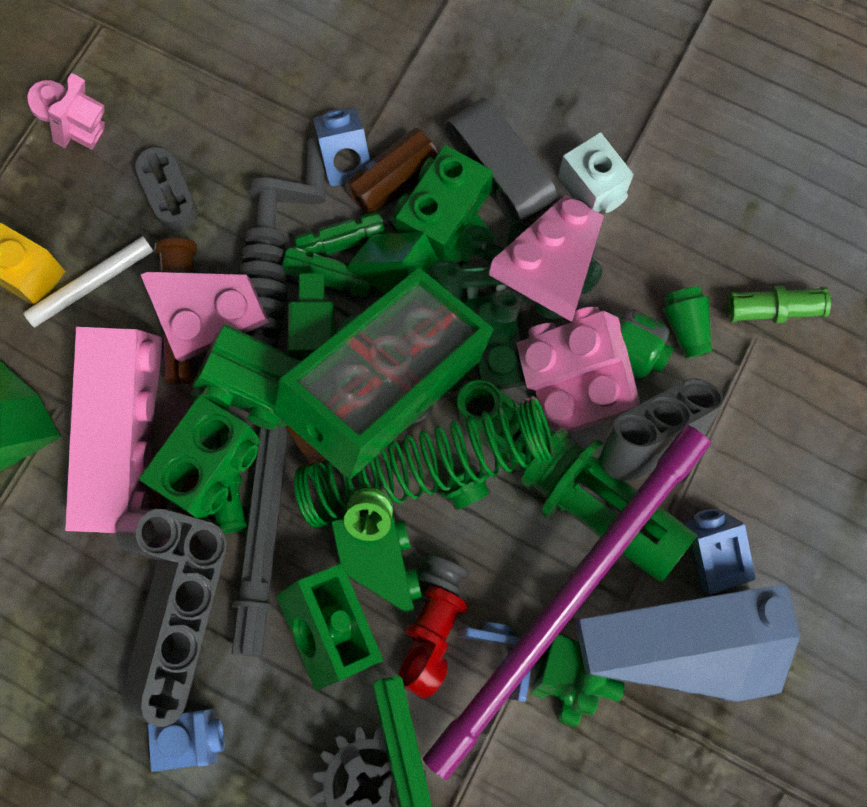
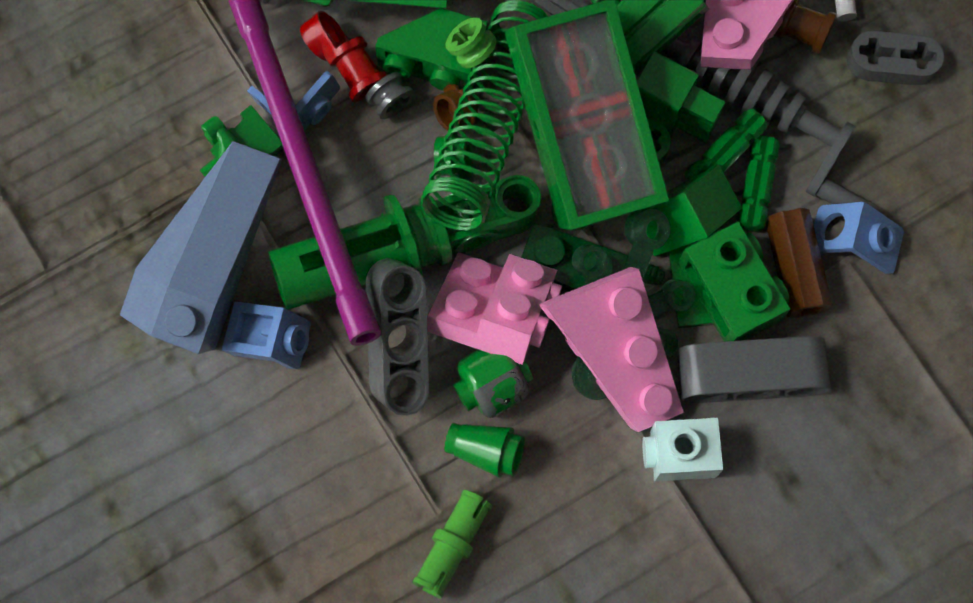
camera: 120 degrees right, 0 degrees up
(422, 513) = (447, 103): none -> reddish brown plate

